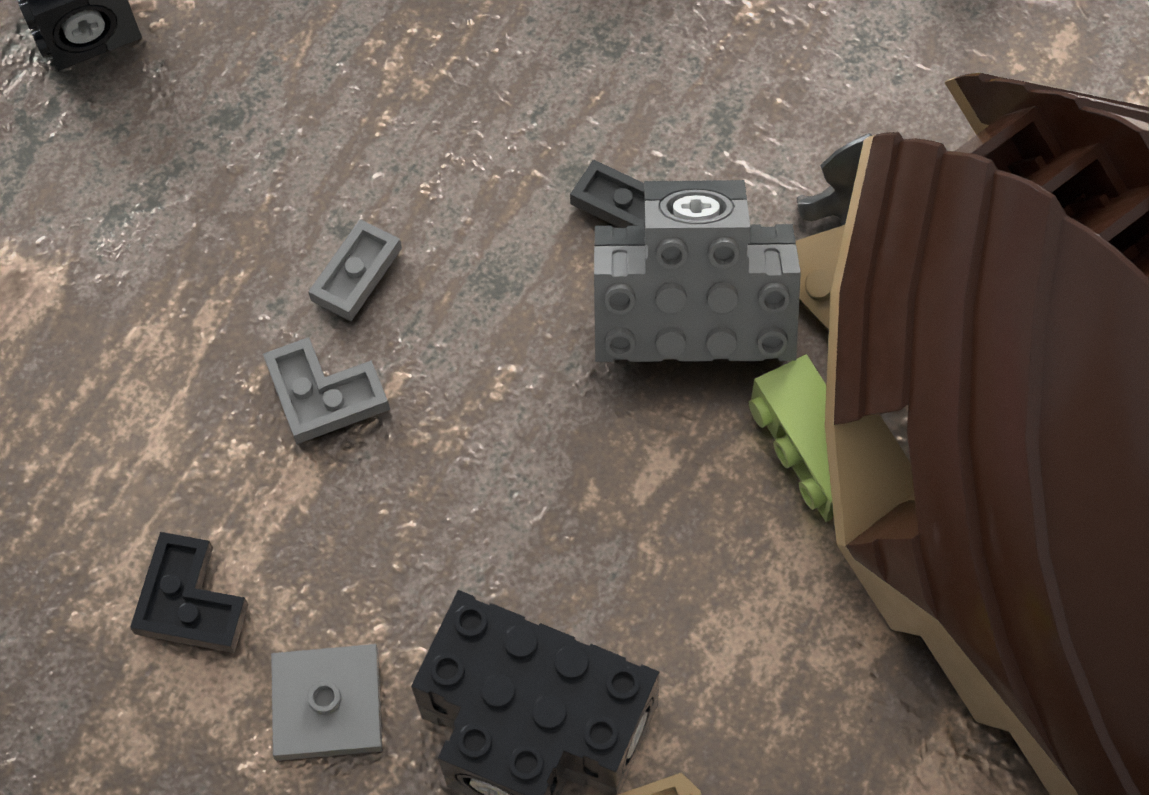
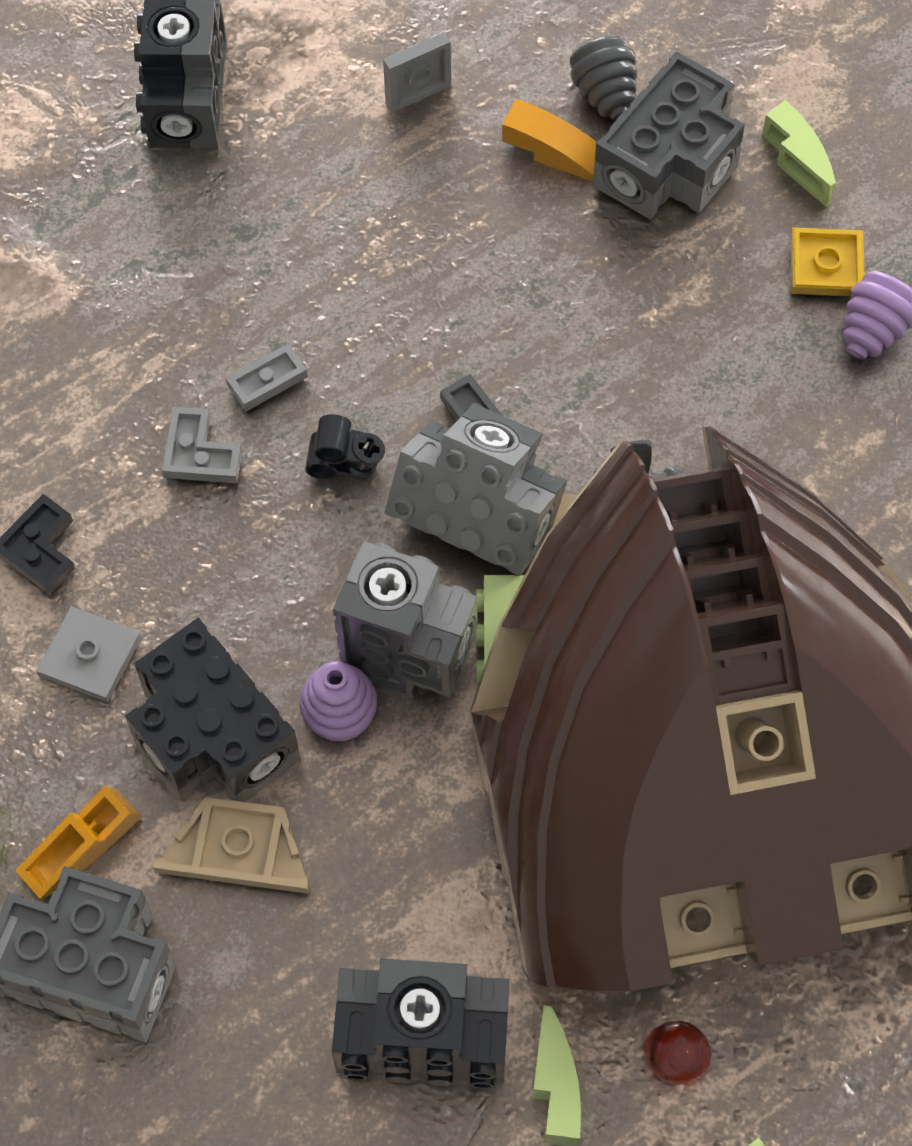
camera: 25 degrees right, 0 degrees up
(497, 312) = (341, 450): none -> black piece
(669, 624) = (338, 701): none -> lavender piece
(715, 477) = (403, 622): none -> piece

